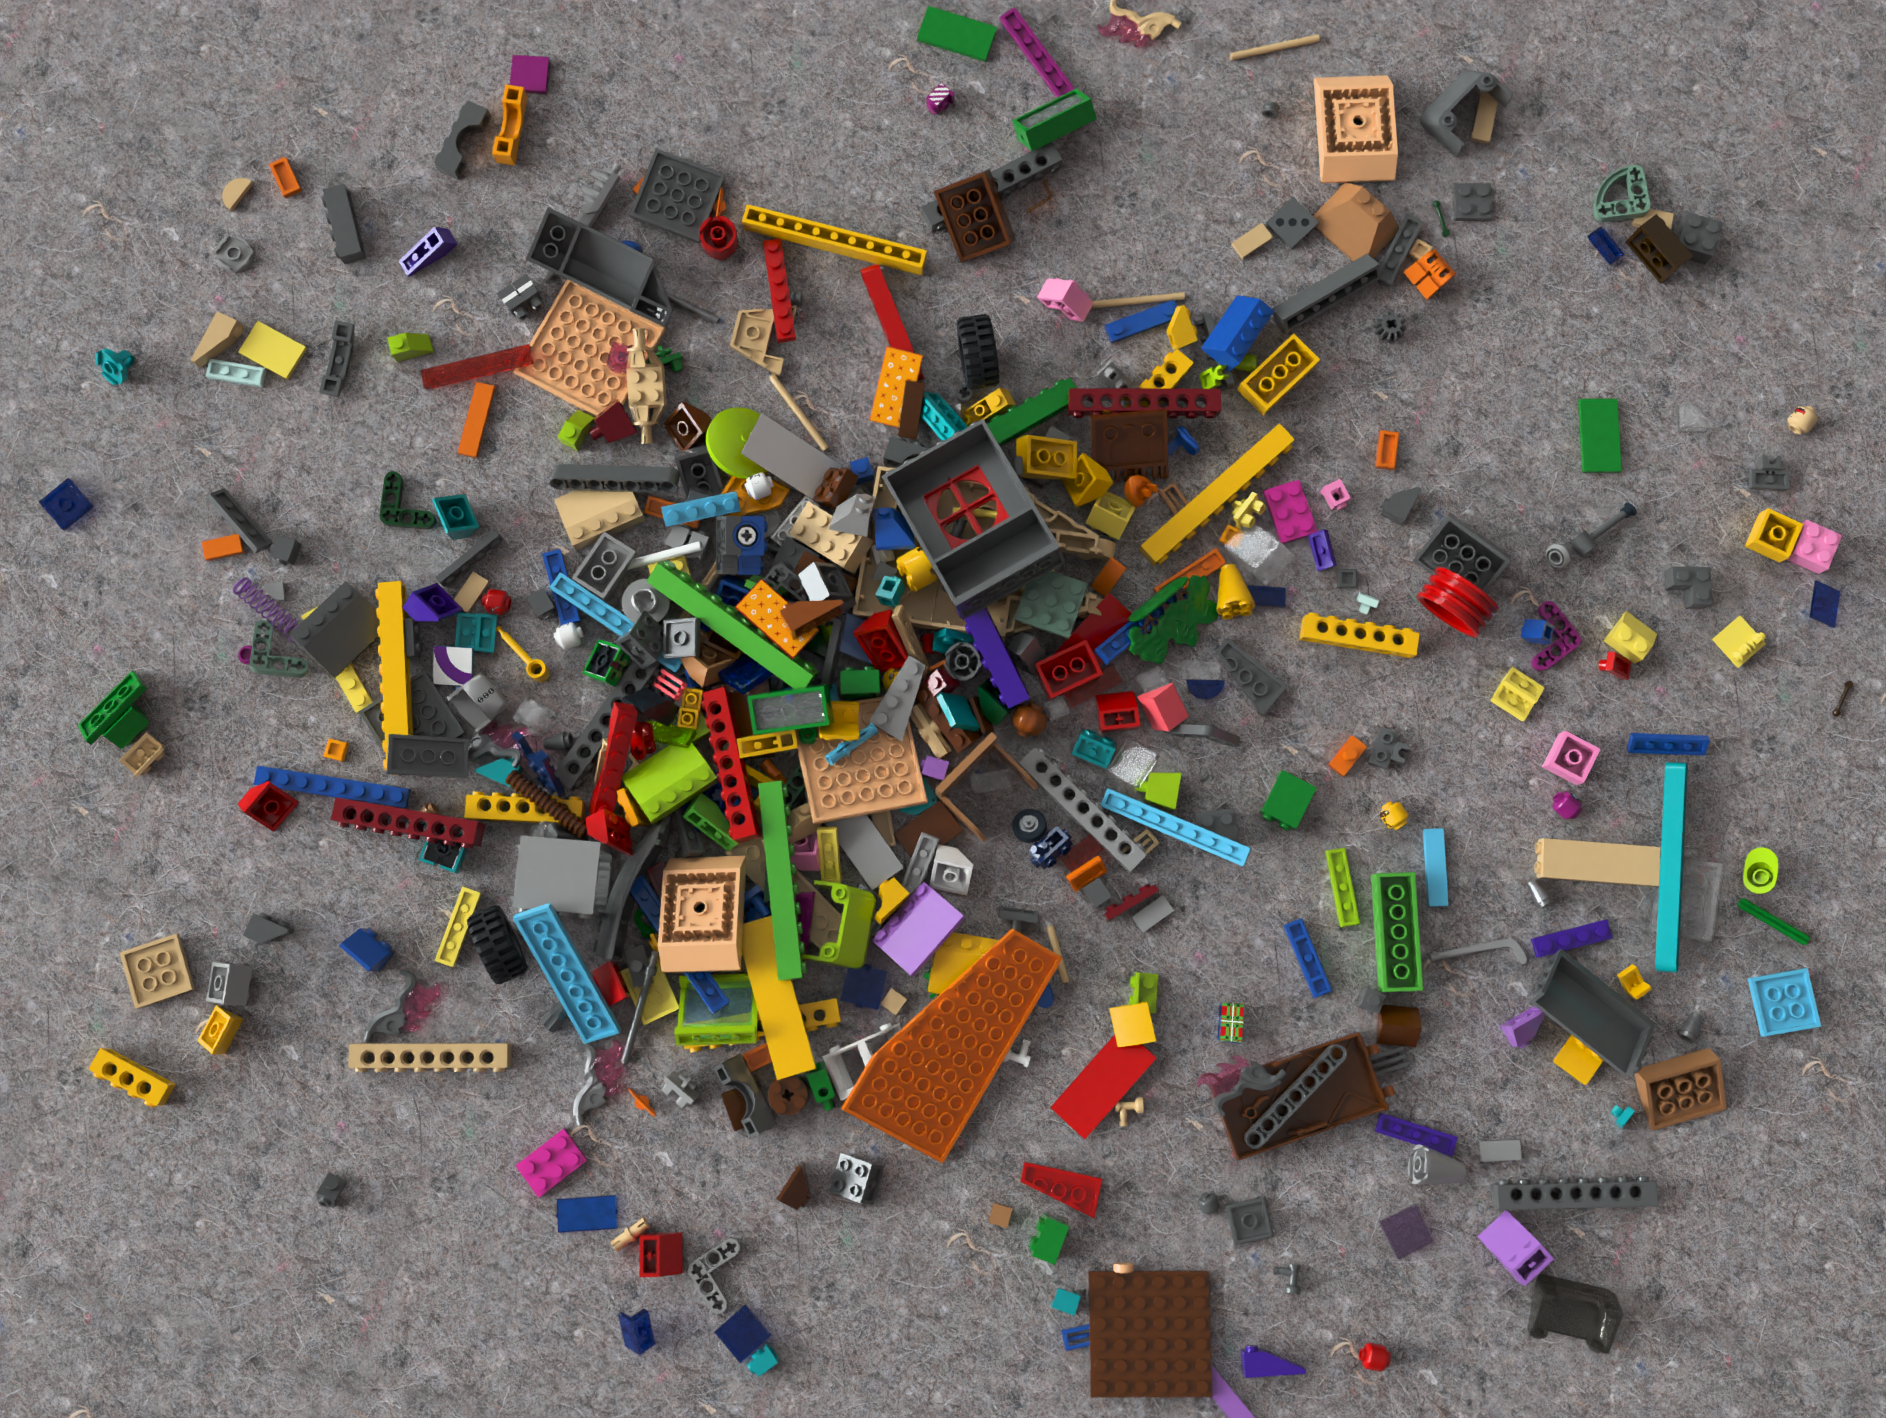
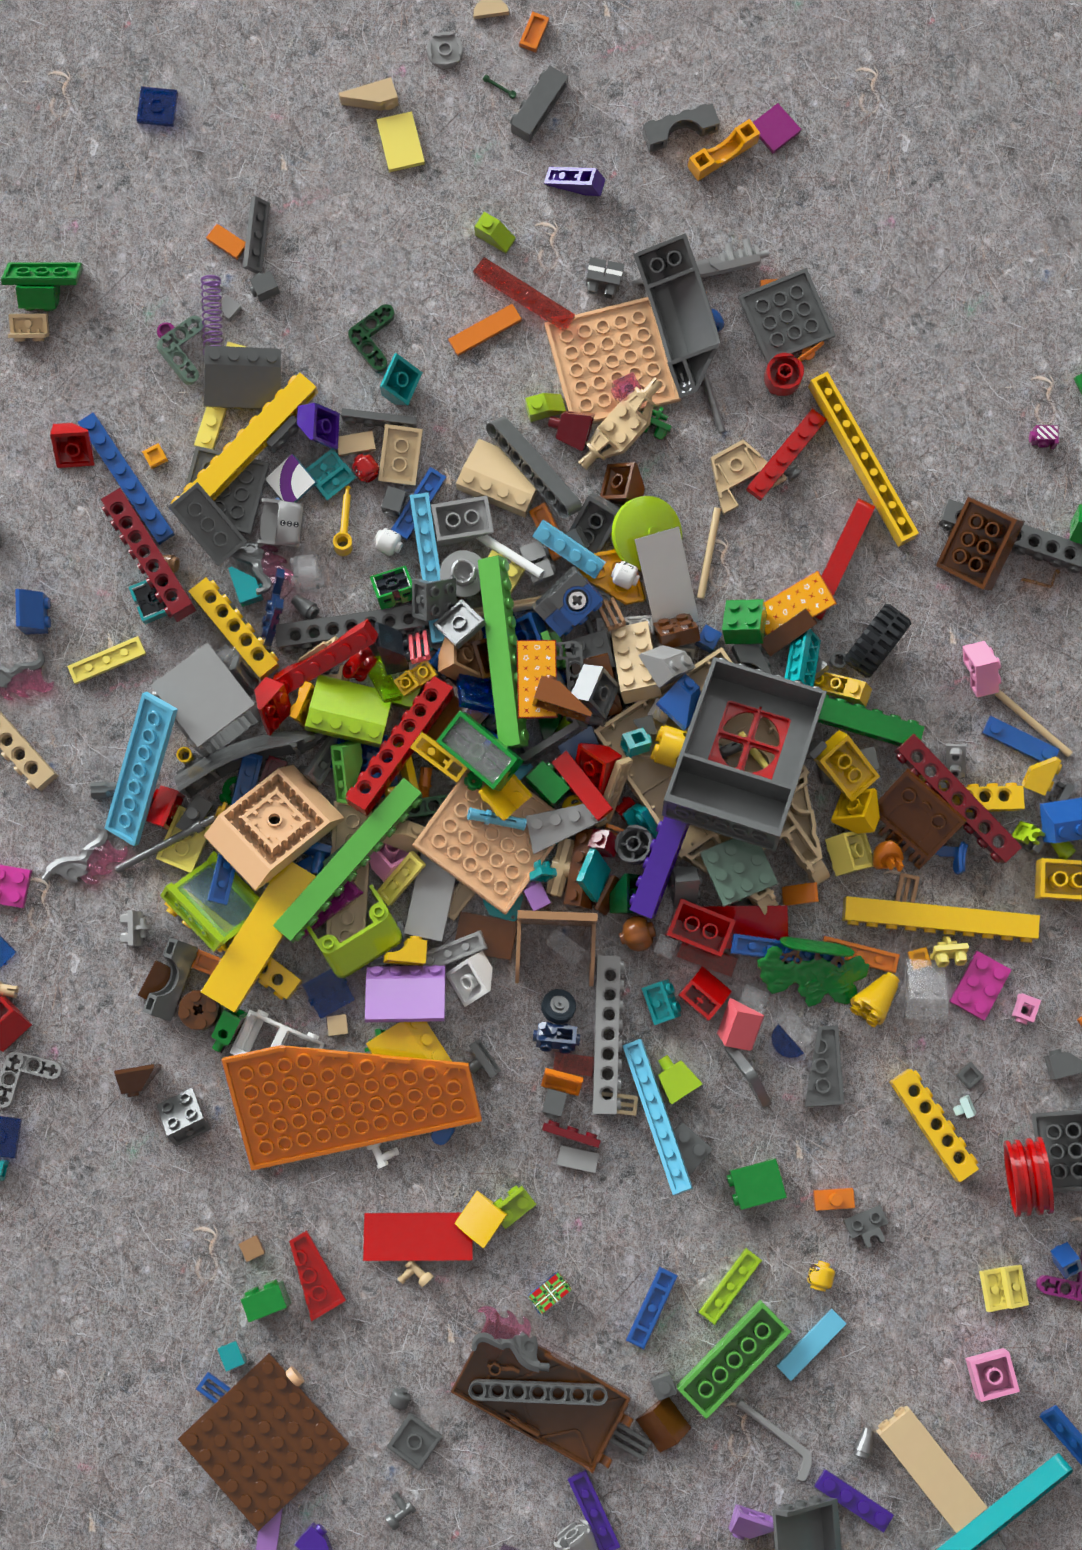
camera: 45 degrees right, 0 degrees up
(114, 365) = (286, 45): teal tile -> none
(236, 373) = (360, 132): light aqua tile -> none
(317, 236) = (512, 94): none -> dark green hinge
(339, 360) = (437, 194): dark grey slope -> none
(497, 944) = (117, 699): black tyre -> none
(511, 567) = (400, 455): none -> tan plate
(547, 803) = (251, 640): reddish brown piece -> none
(581, 930) = (183, 750): none -> yellow hose
(642, 1102) = (99, 909): orange piece -> none
(790, 526) = (606, 604): none -> medium nougat tile
(874, 433) = (744, 621): none -> green brick
(886, 658) = (582, 786): none -> red tile
(921, 746) = (542, 872): none -> teal tile
(1056, 948) = (484, 1112): tan bar -> none
(1132, 763) = (676, 1040): clear tile -> none
(1268, 595) = (899, 1027): clear blue tile -> none
(1322, 550) = (973, 1037): dark purple plate -> none
(1567, 805) = (953, 1404): magenta head -> none

